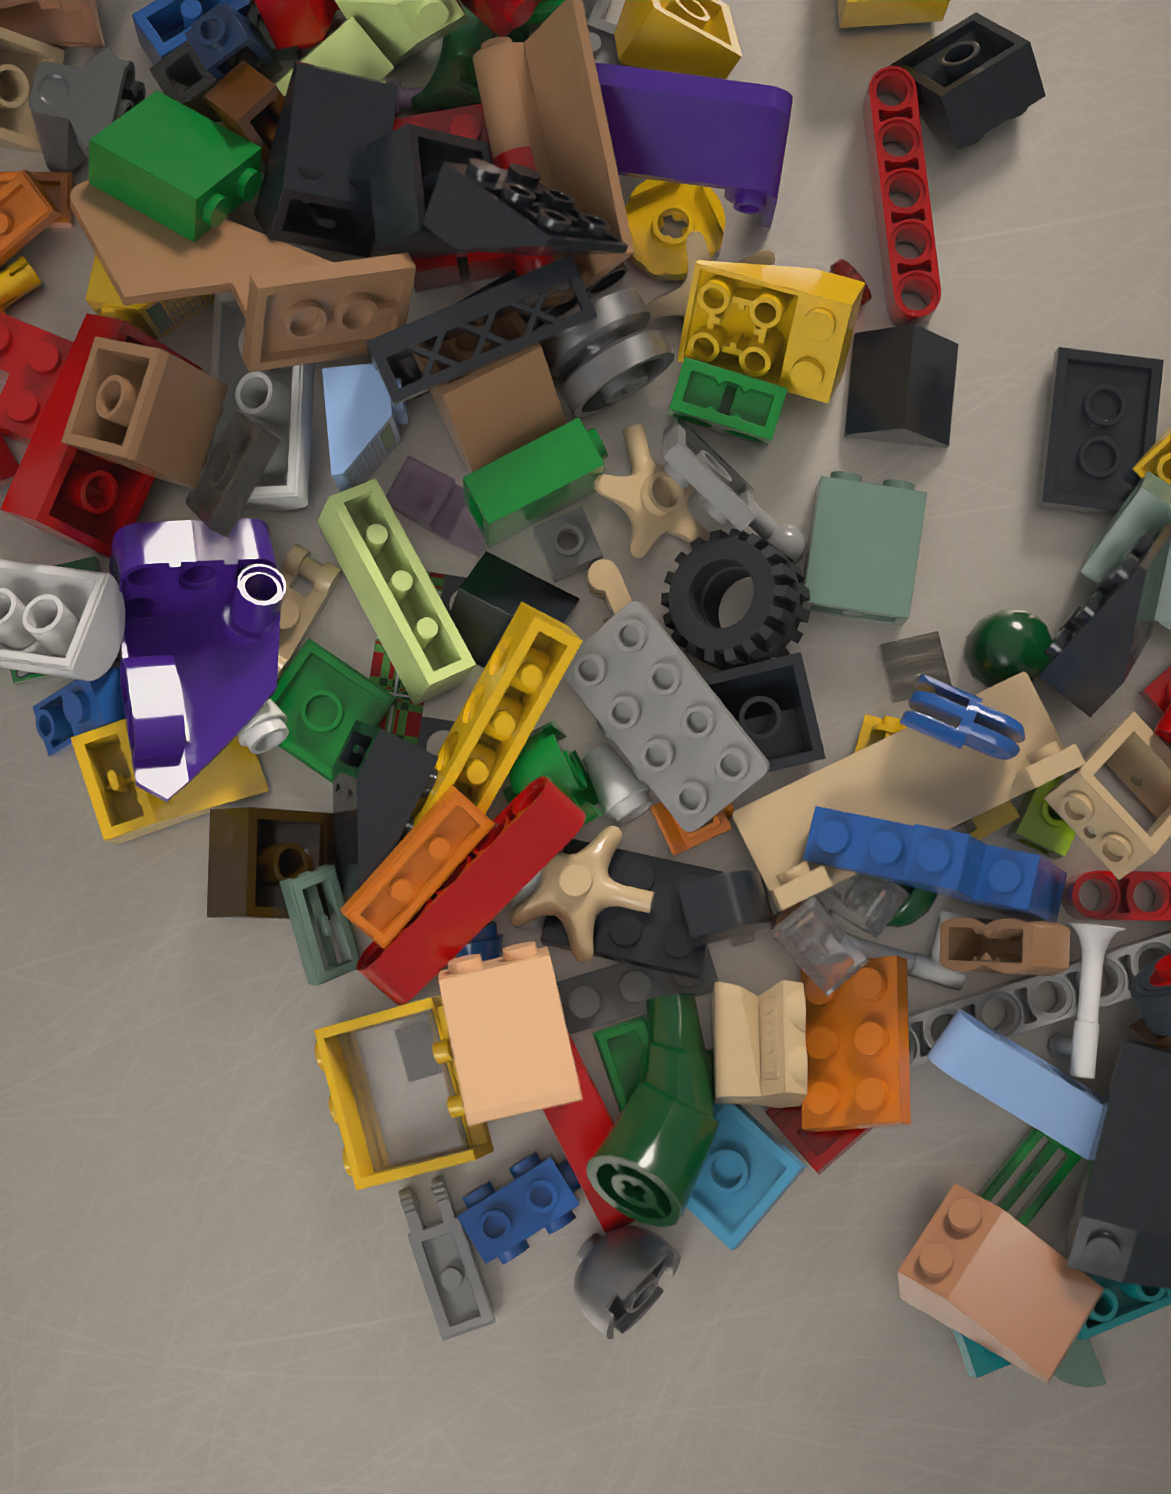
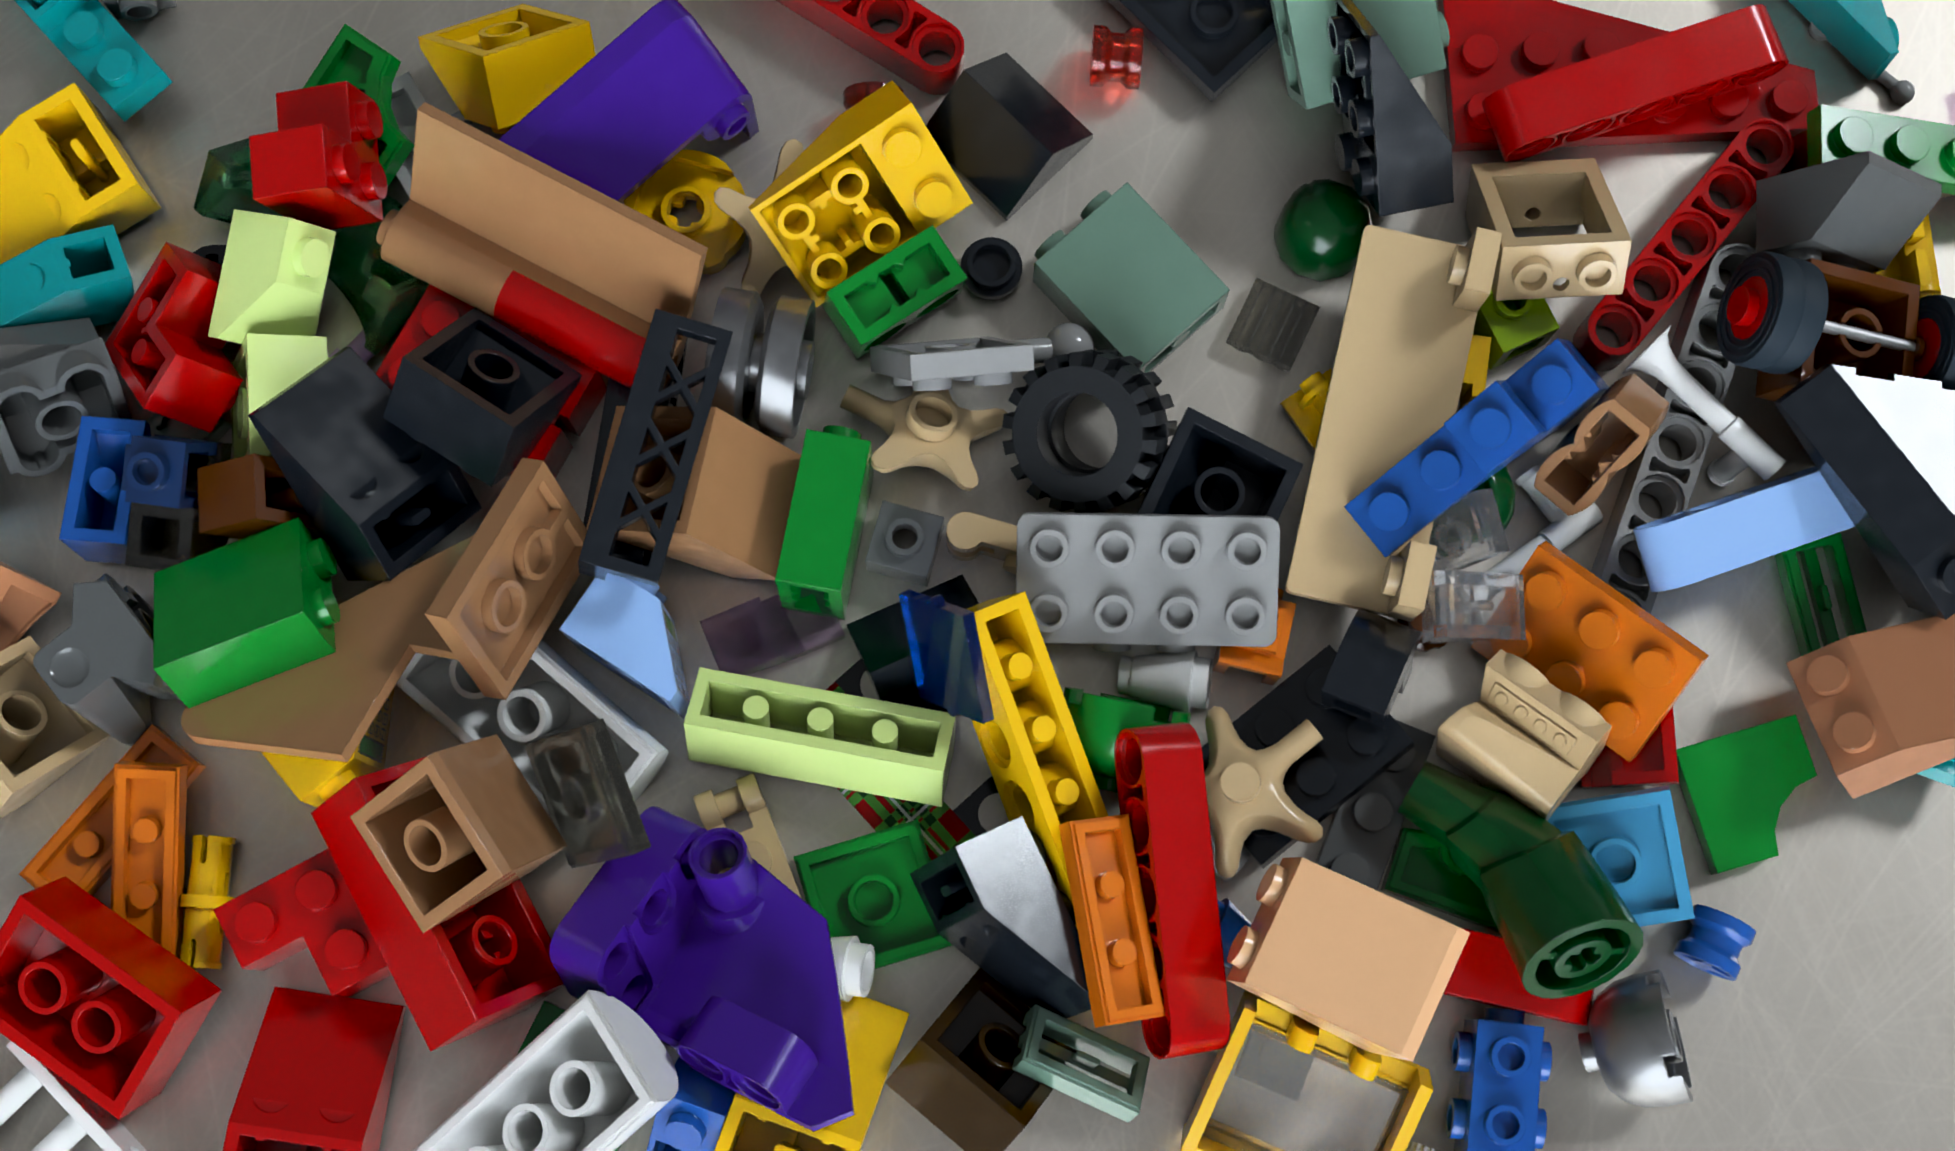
camera: 55 degrees left, 5 degrees down
(503, 626) = (946, 655): none -> piece
(512, 214) = (571, 330): black slope -> none
(730, 1278) = (1715, 942): none -> blue wheel
(800, 452) = (991, 268): none -> black plate
(850, 1218) = (1738, 789): none -> green tile
(961, 720) = (1370, 312): blue arm -> none
(1013, 417) = (1116, 57): none -> clear red wheel

